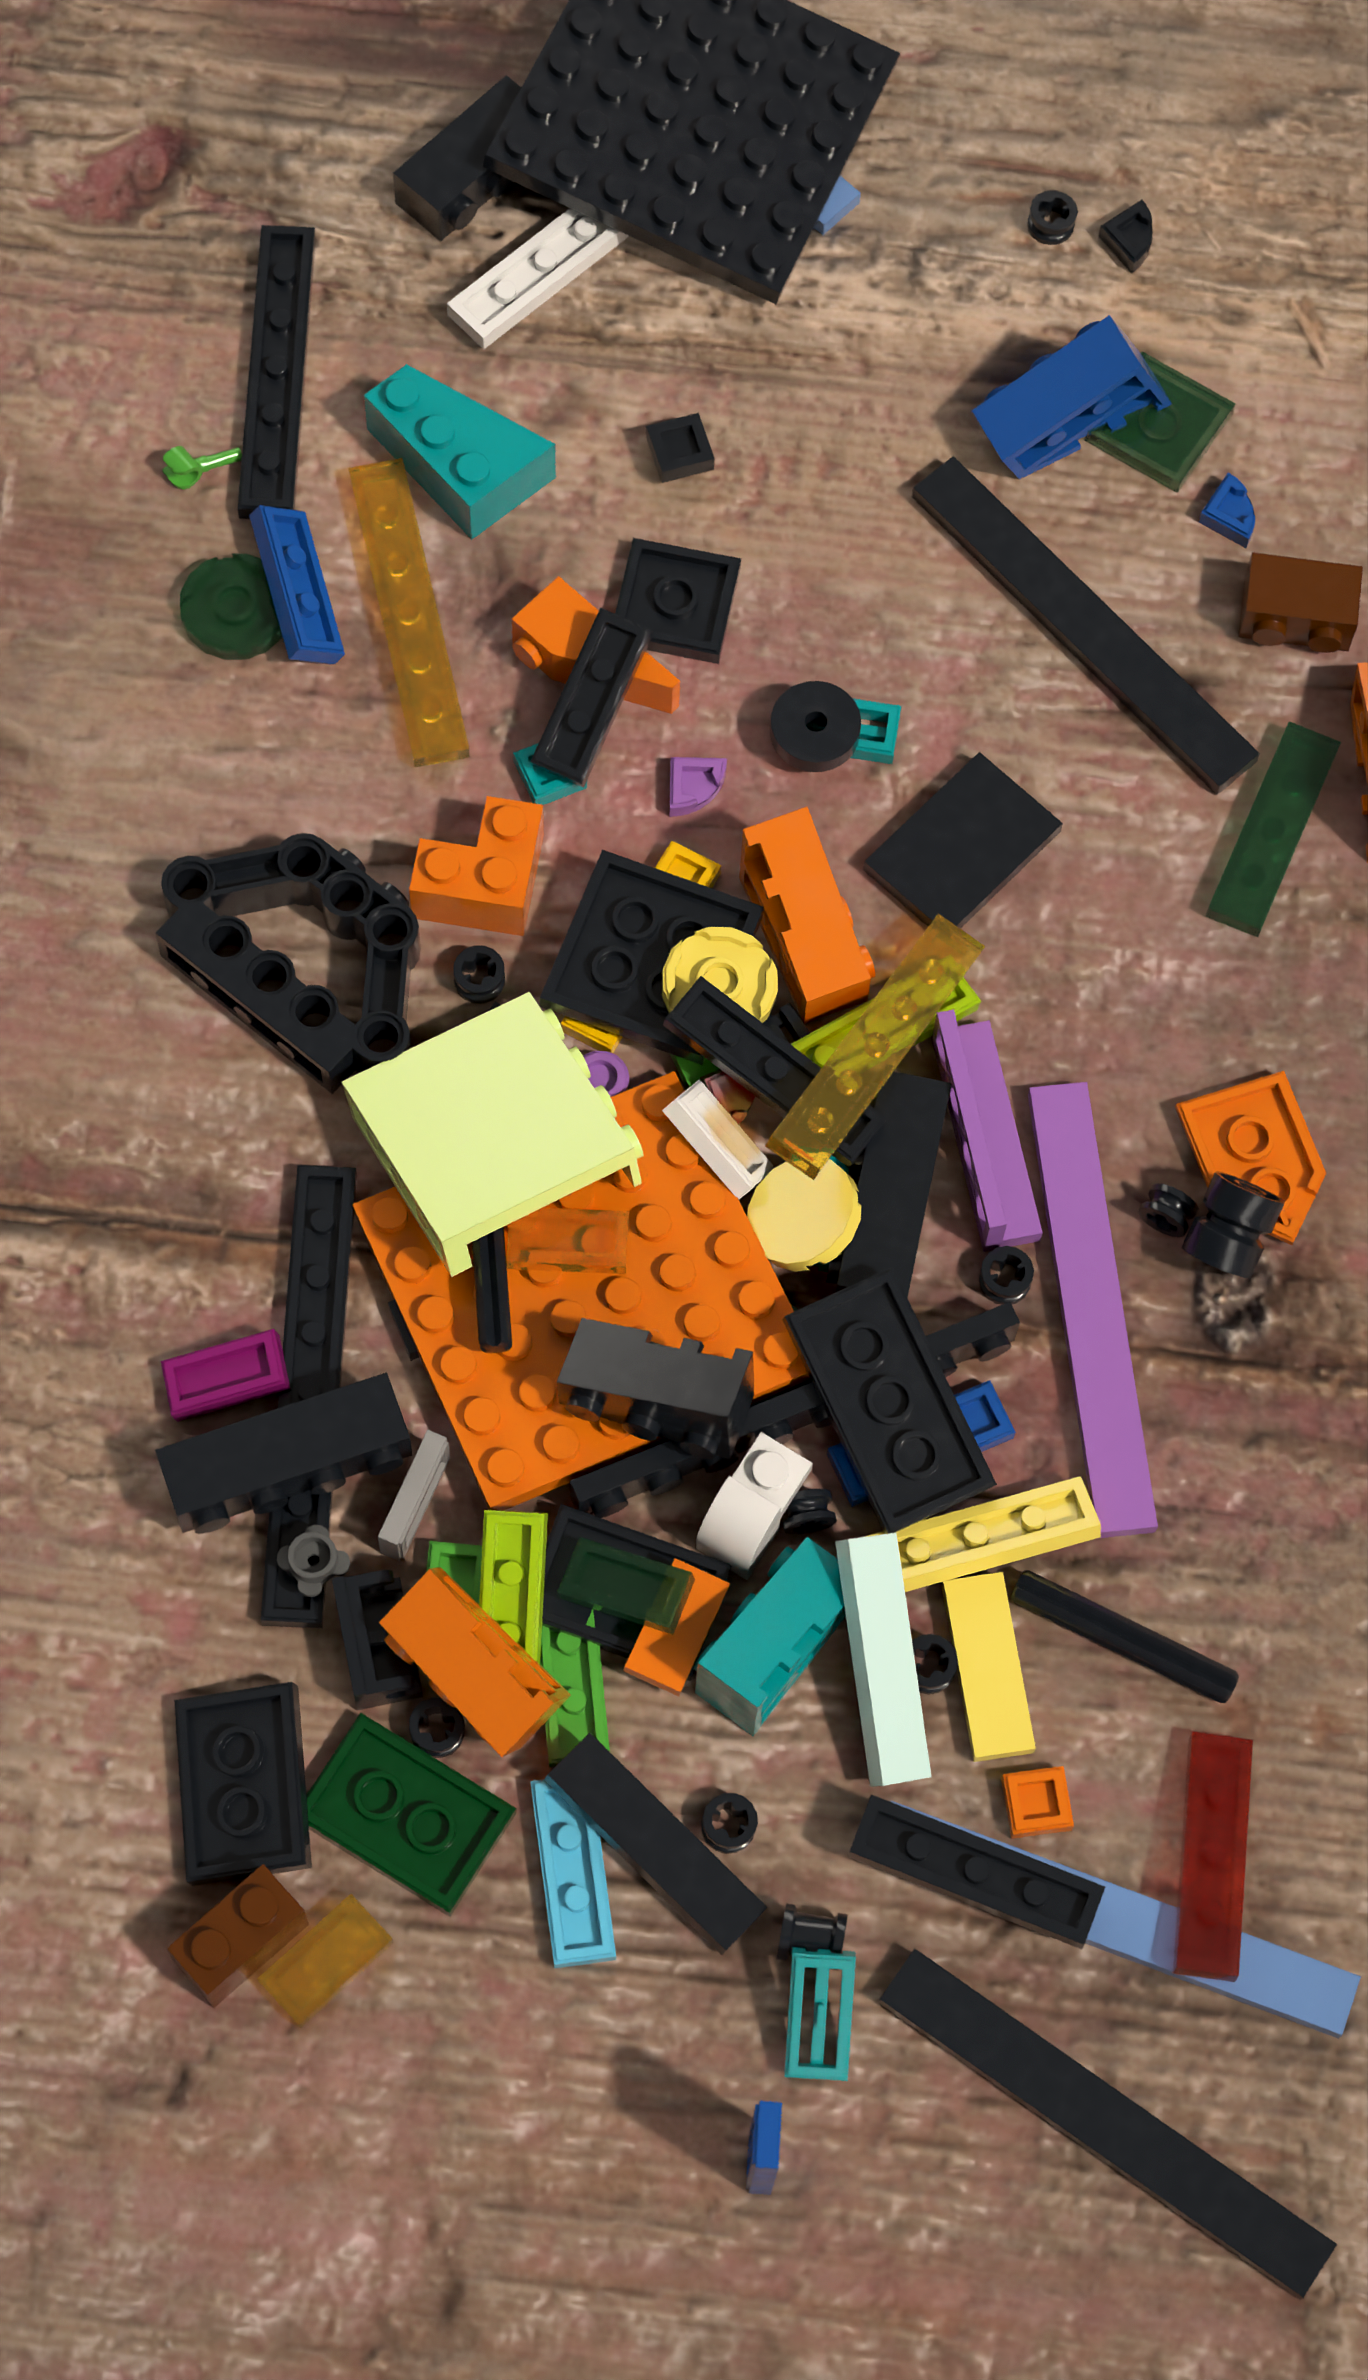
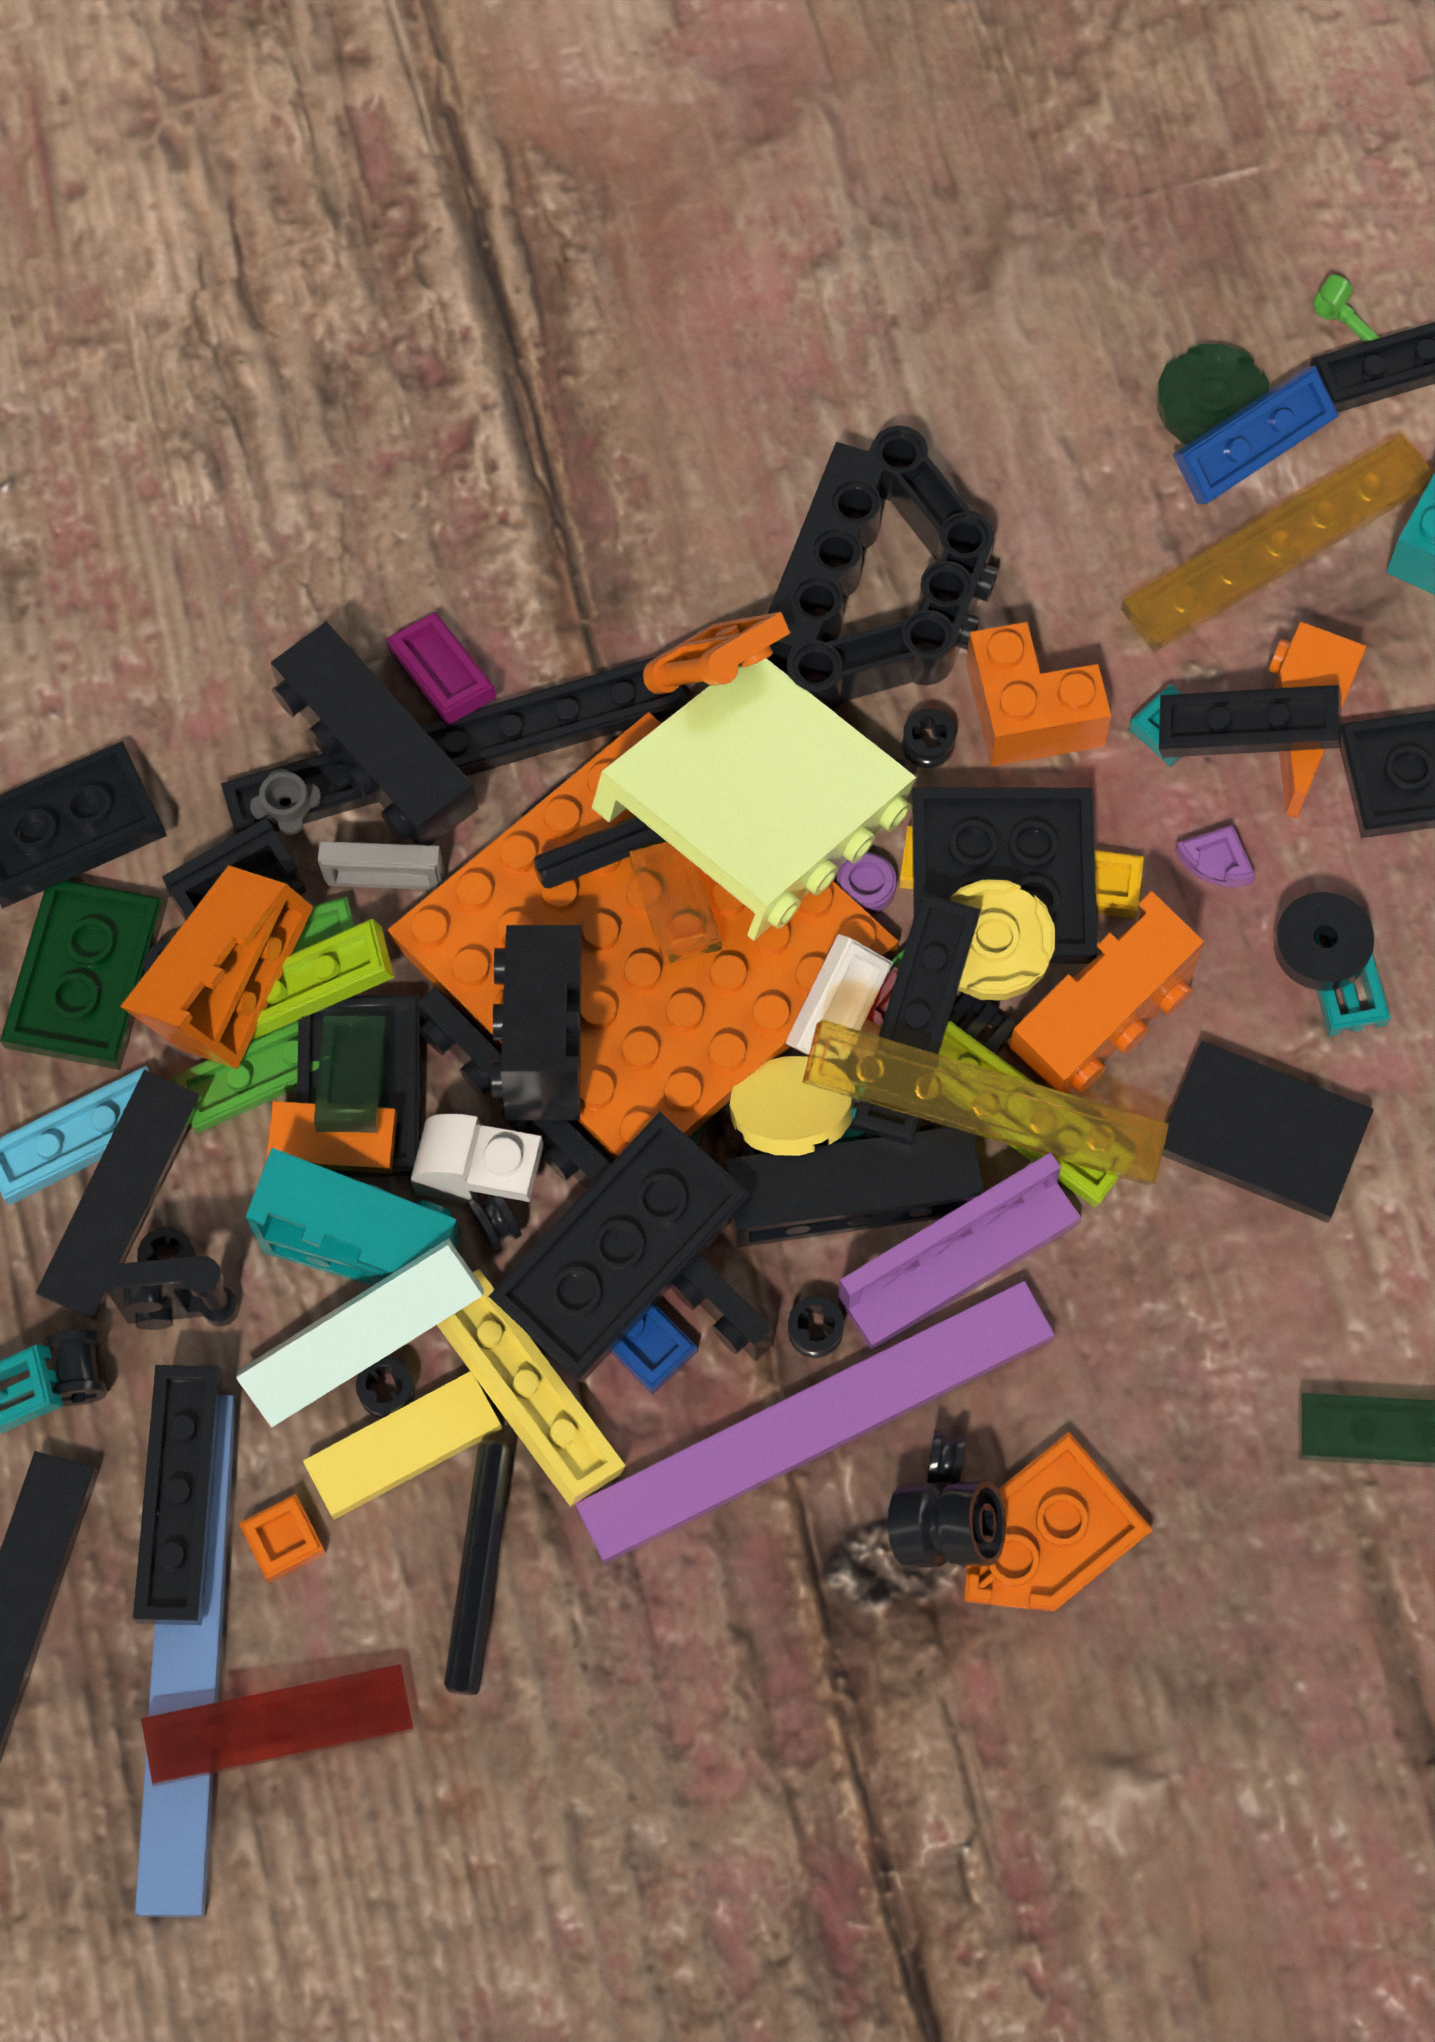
camera: 75 degrees right, 0 degrees up
(322, 1106) = (715, 653): none -> orange plate
(781, 1827) = (156, 1292): none -> black plate

